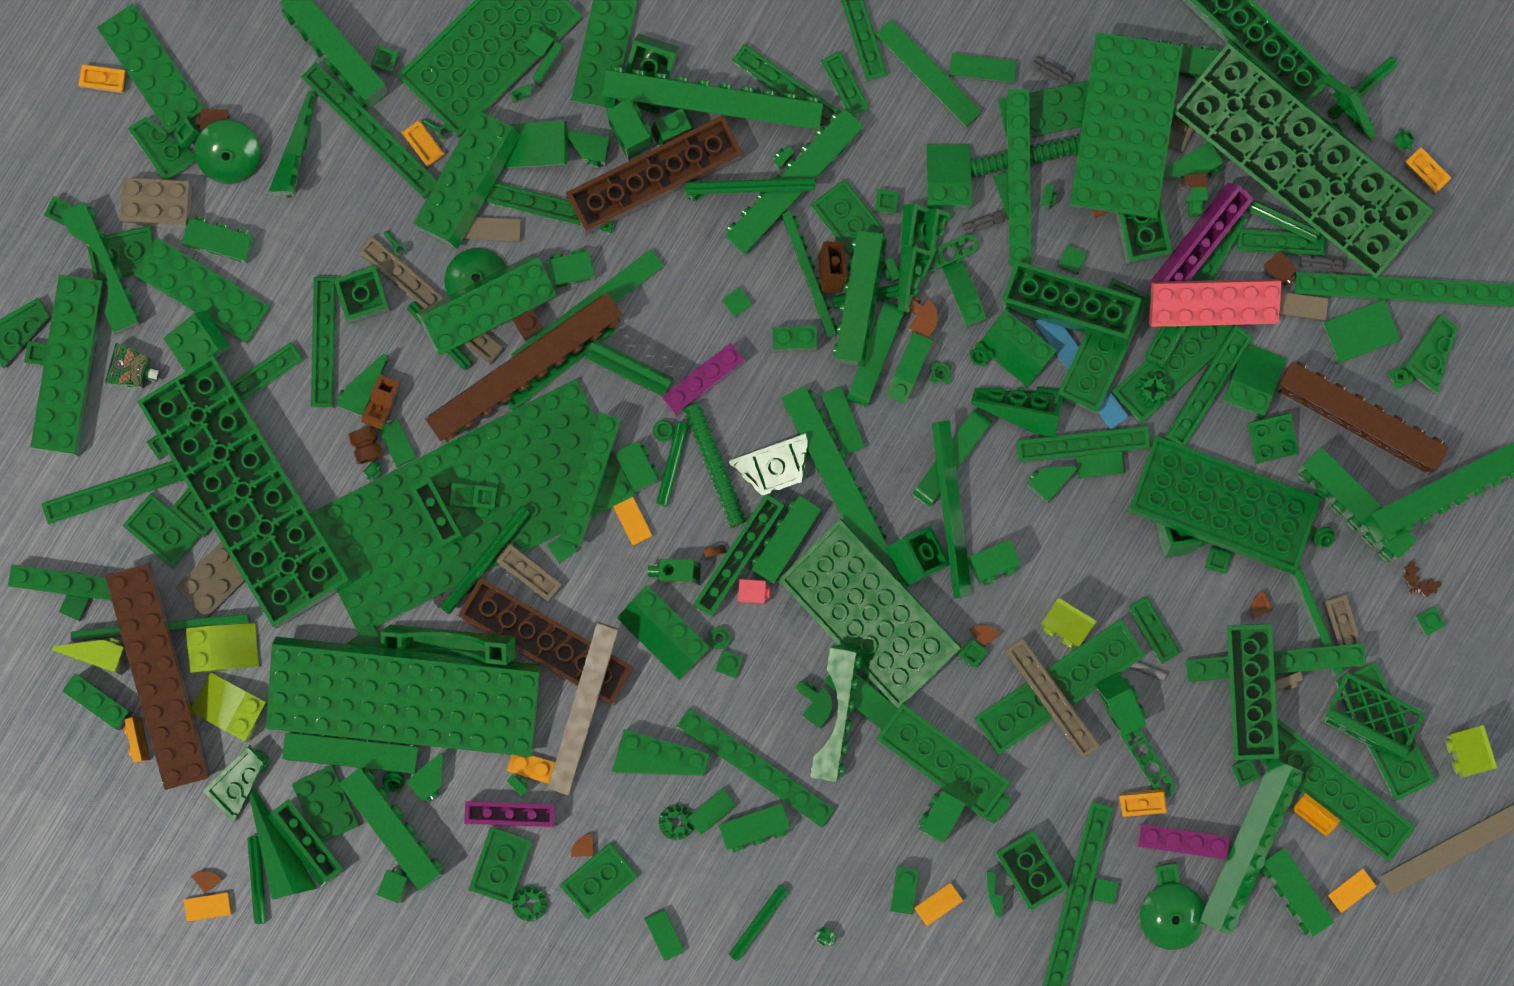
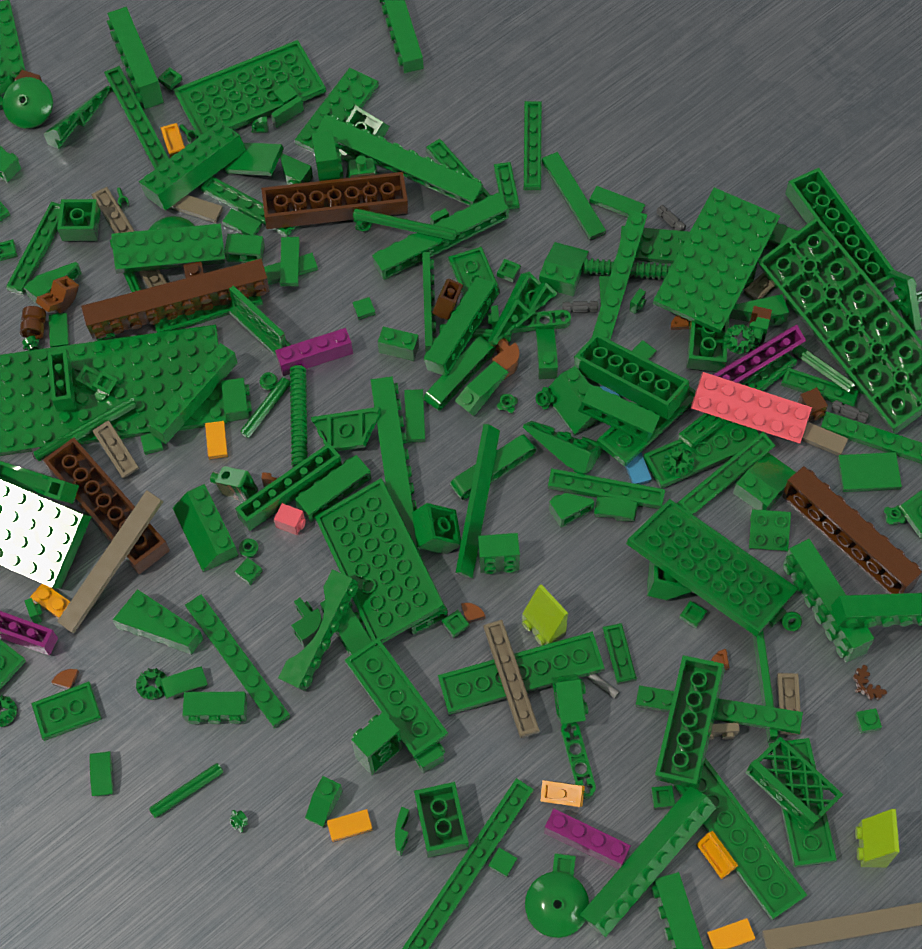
camera: 20 degrees right, 20 degrees down
(552, 234) = (242, 223): none -> green tile
(630, 271) = (289, 261): none -> green tile
(1074, 358) = (619, 413): none -> green brick
(1172, 214) = (731, 342): none -> green gear

